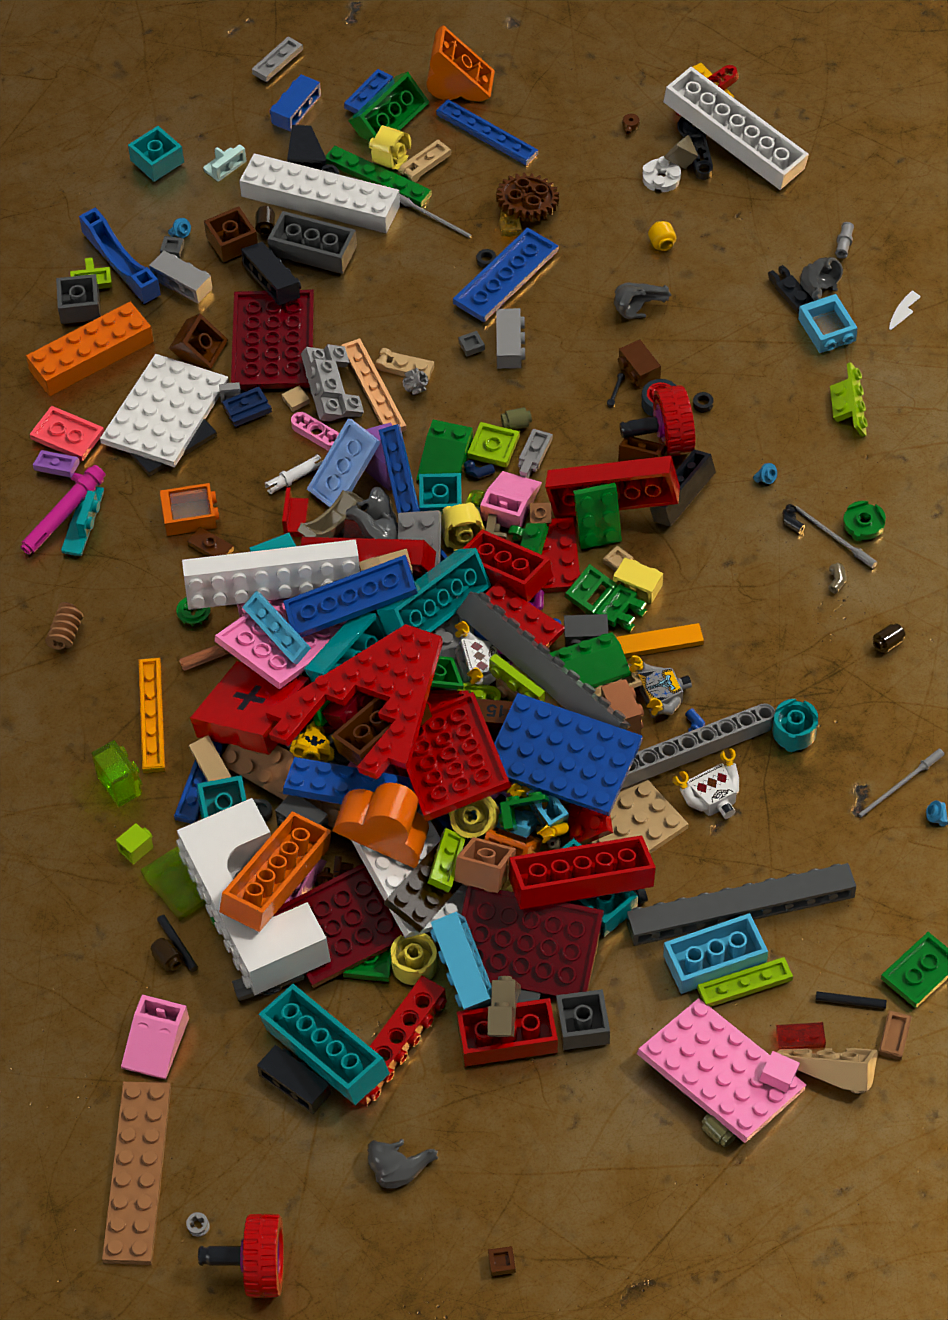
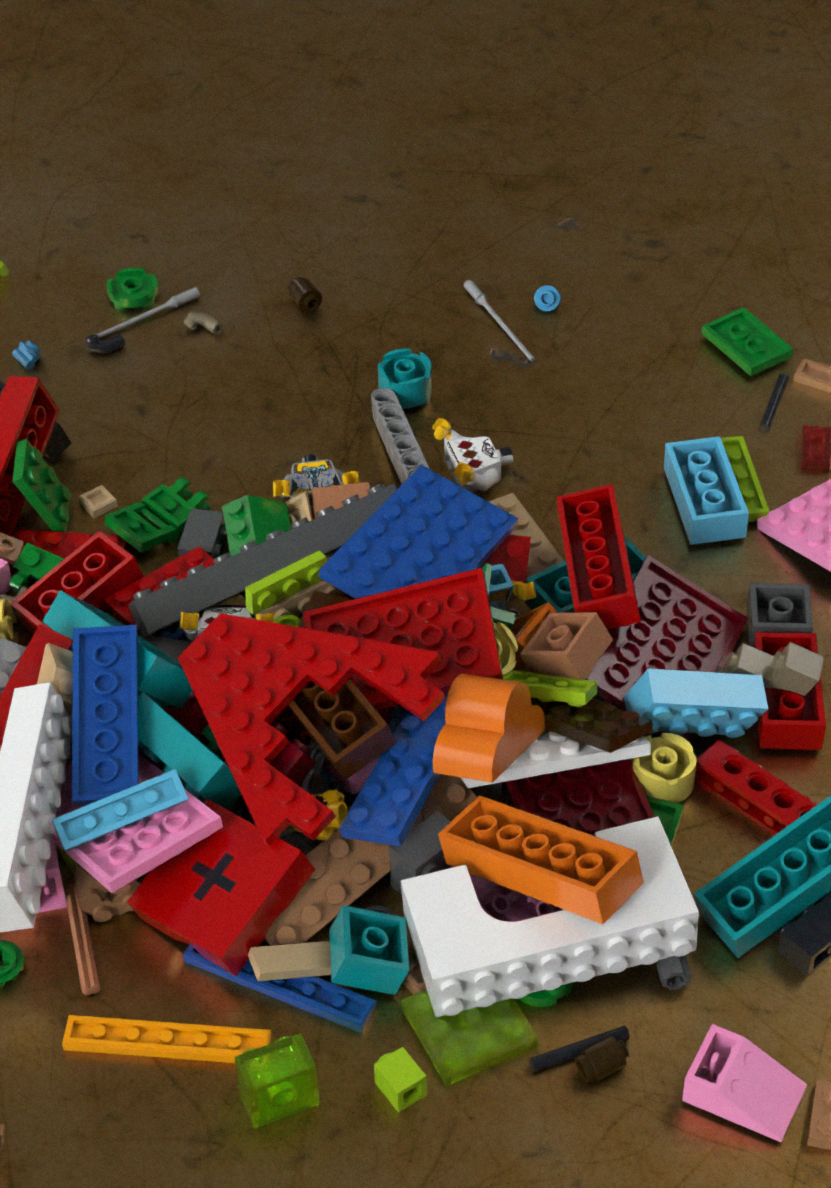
camera: 80 degrees left, 10 degrees down
(640, 579) = (141, 478): light yellow brick -> none
(661, 640) = (236, 471): light orange tile -> none
(695, 719) = (371, 466): blue arm -> none
(758, 899) = (636, 460): dark grey brick -> none

